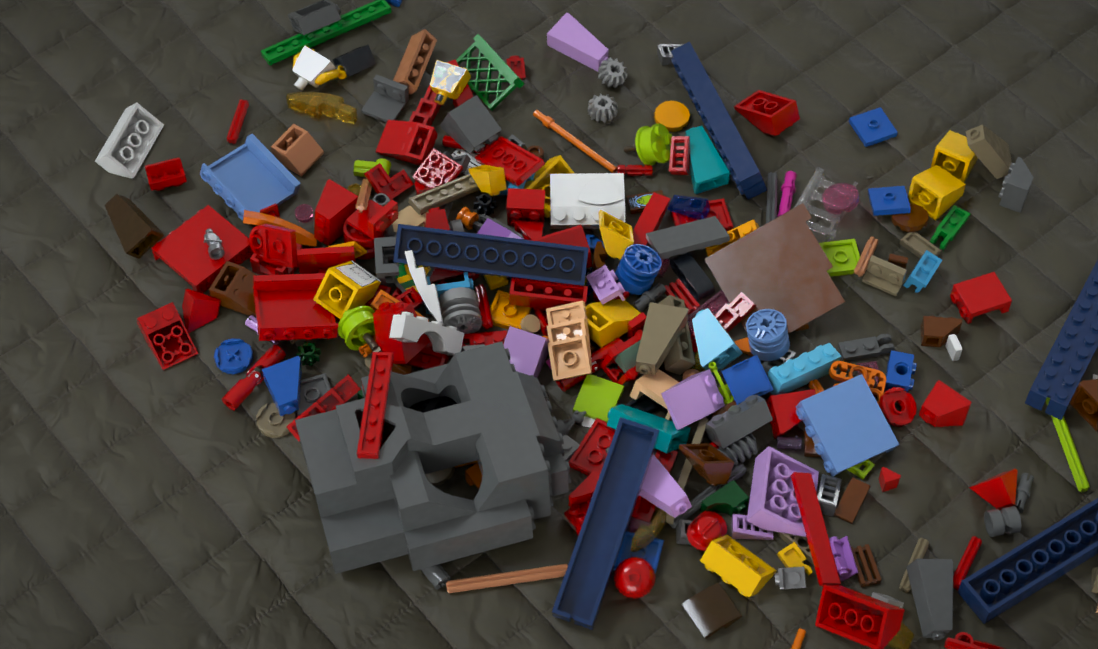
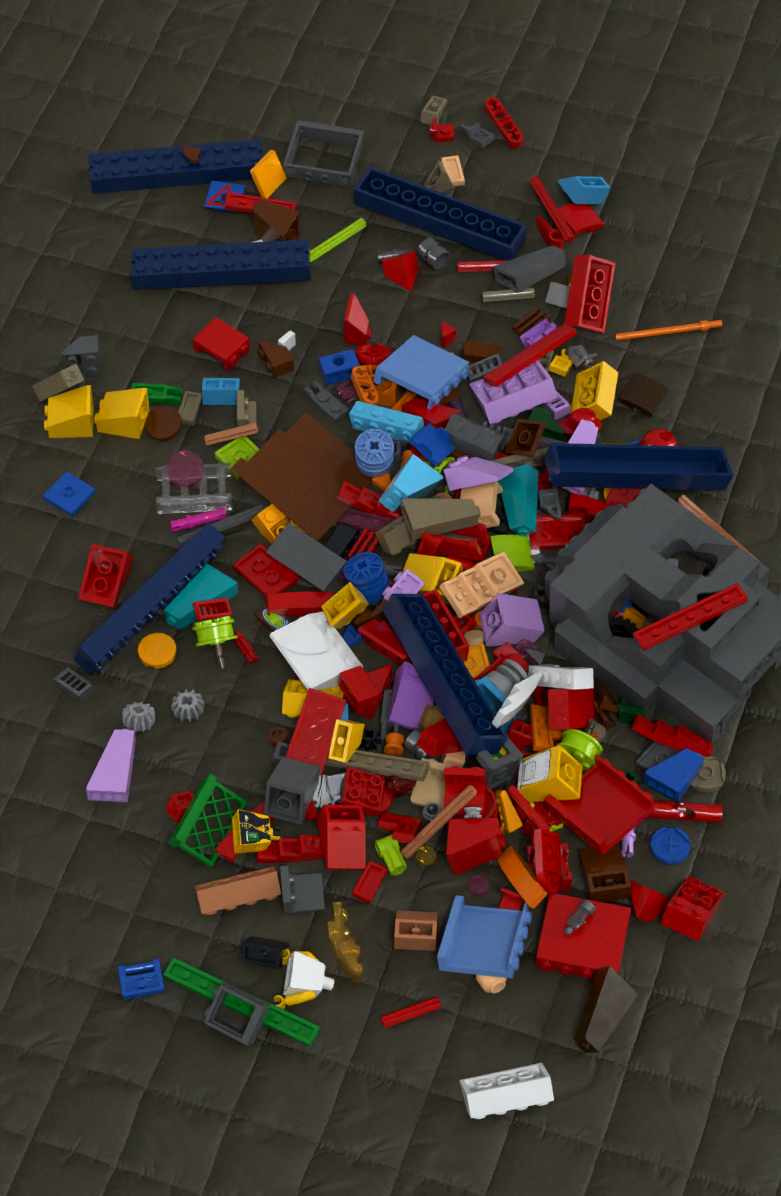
camera: 120 degrees left, 0 degrees up
(165, 174) = (524, 1026): red bracket -> none
(345, 204) = (472, 812): none -> light grey bush
(361, 148) = (369, 882): none -> red tile
(548, 122) = (232, 742): orange bar -> none
(690, 206) = (263, 580): clear blue slope -> none
(889, 200) = (155, 444): blue plate -> none
(898, 260) = (223, 410): reddish brown tile -> none

